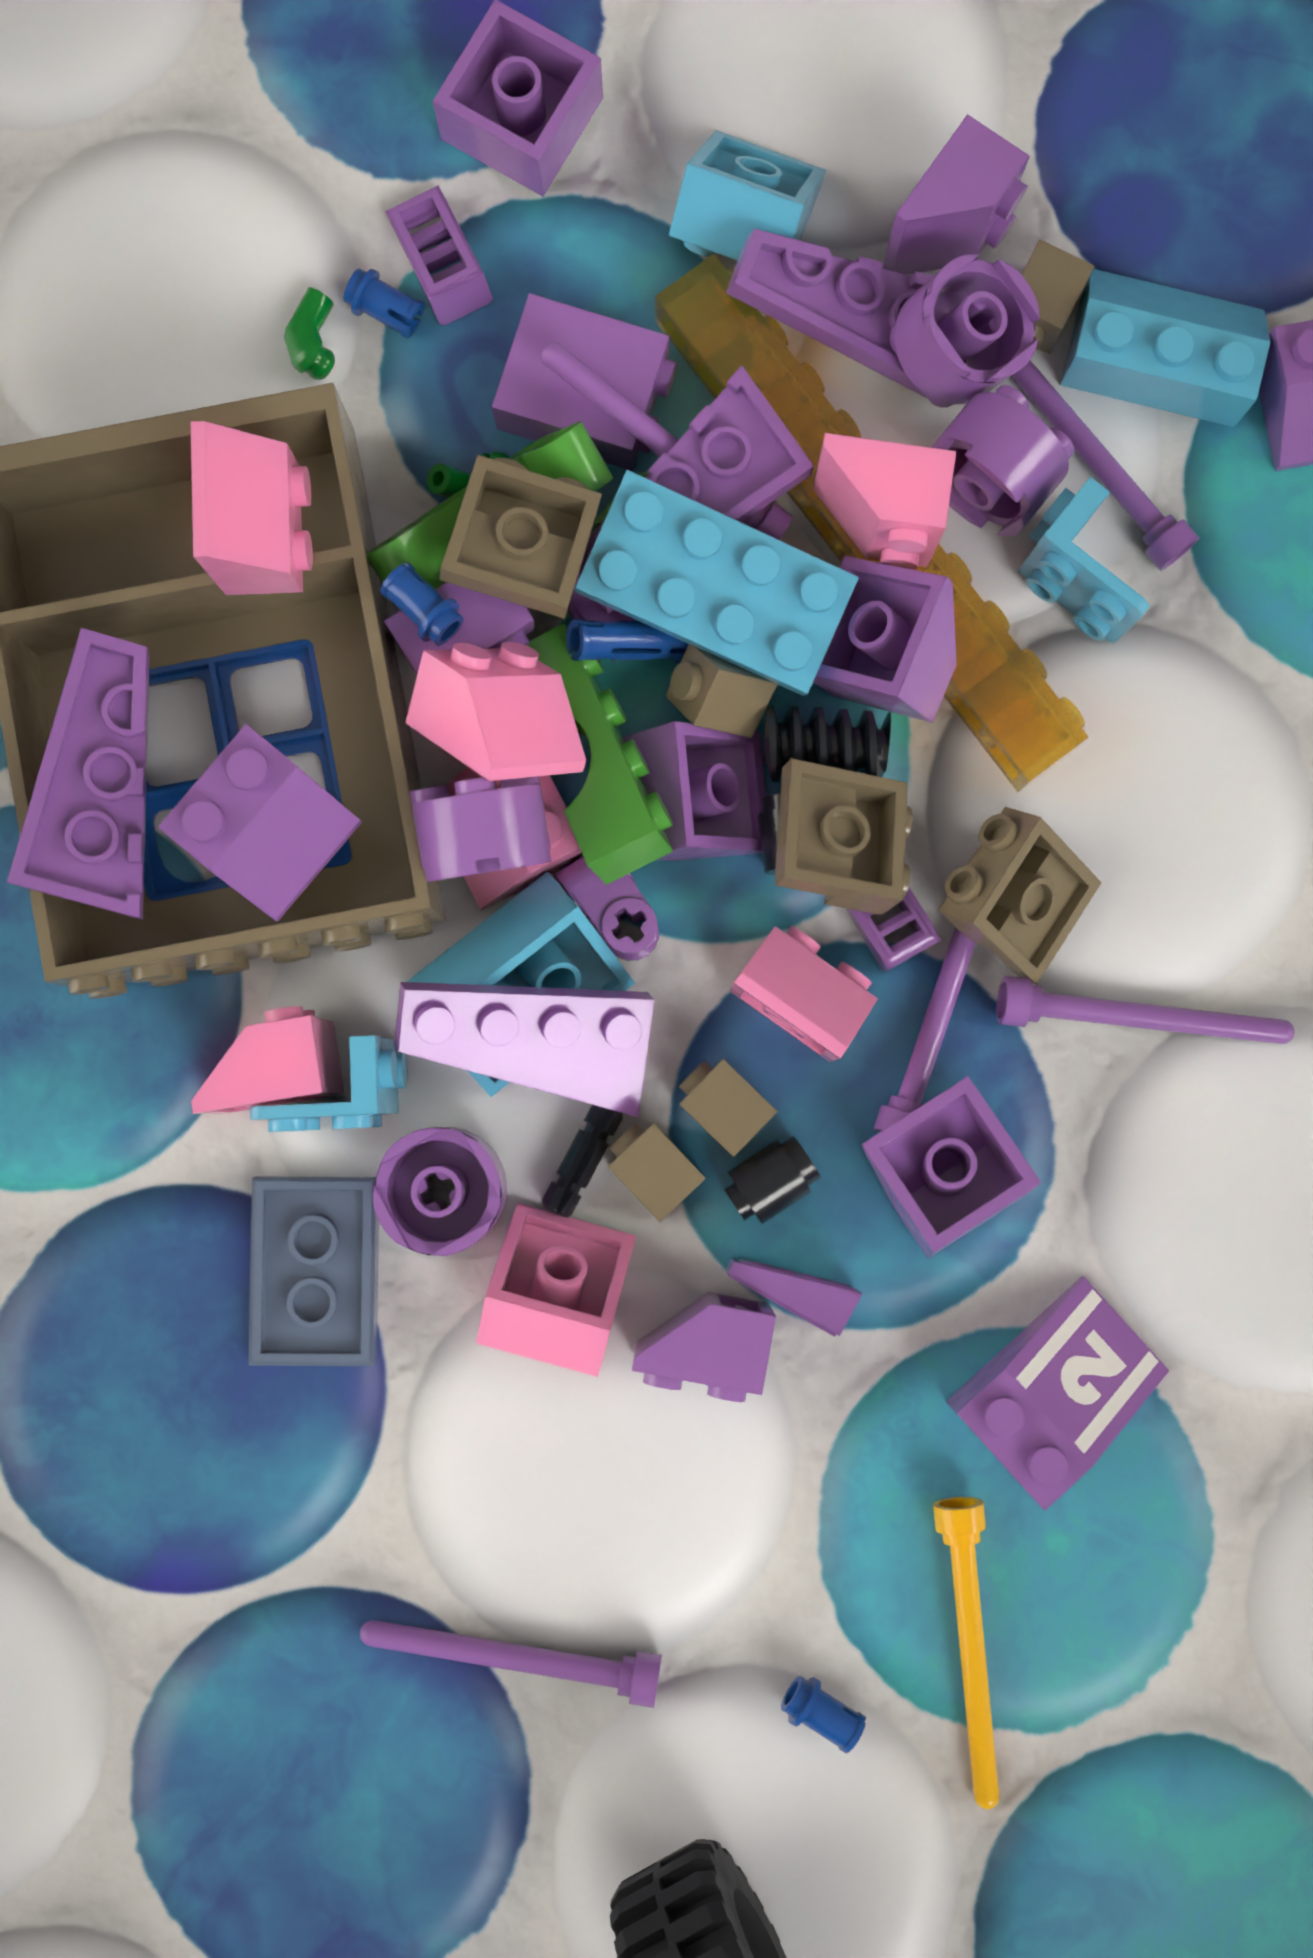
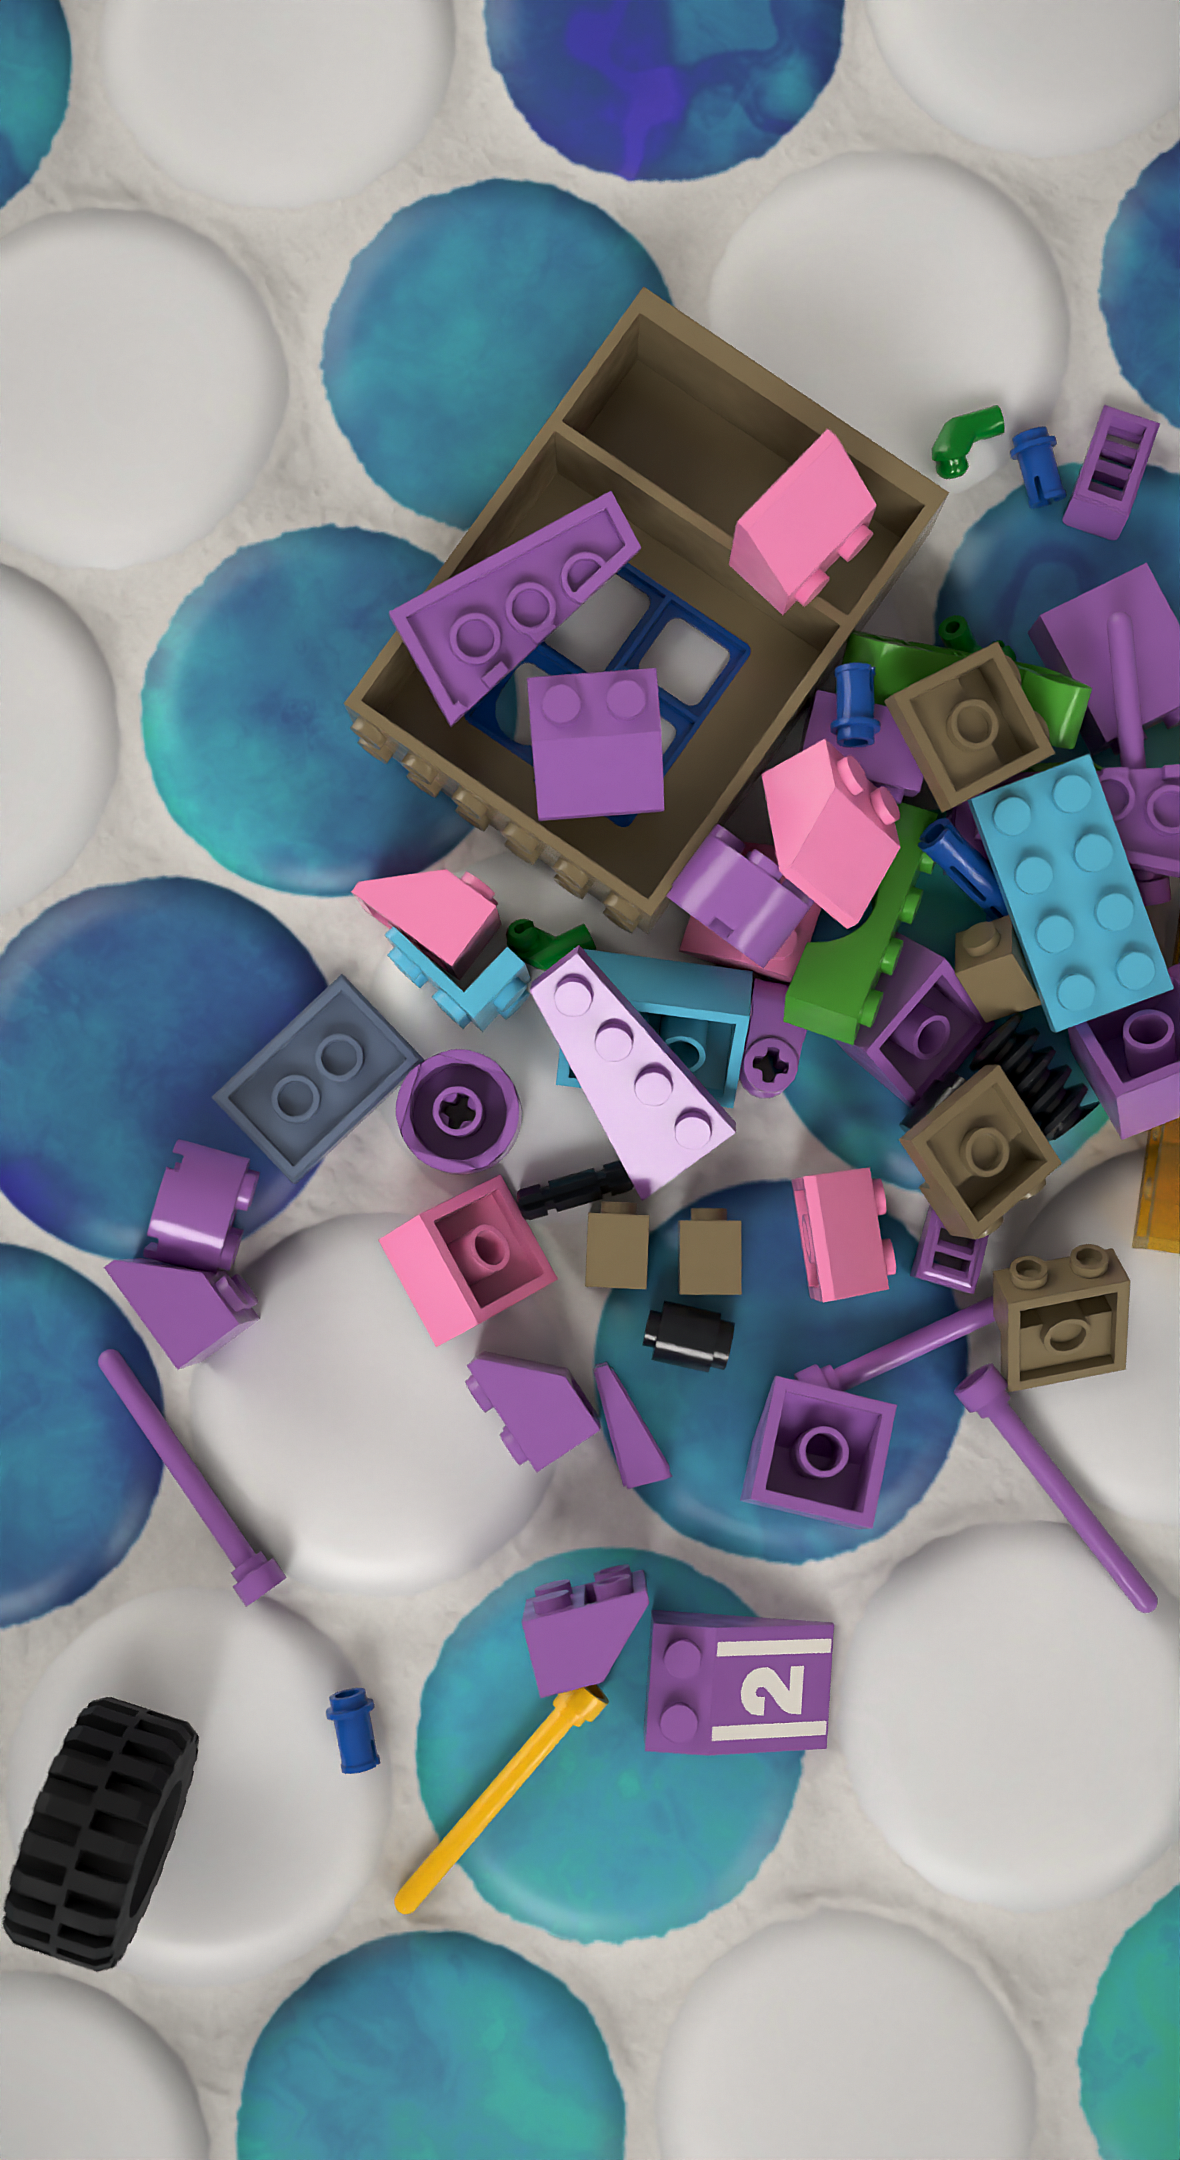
camera: 45 degrees right, 0 degrees up
(321, 1456) = (199, 1208): none -> medium lavender brick
(379, 1010) = (542, 948): none -> green arm
(384, 1540) = (185, 1308): none -> medium lavender slope
(910, 1470) = (582, 1628): none -> medium lavender slope

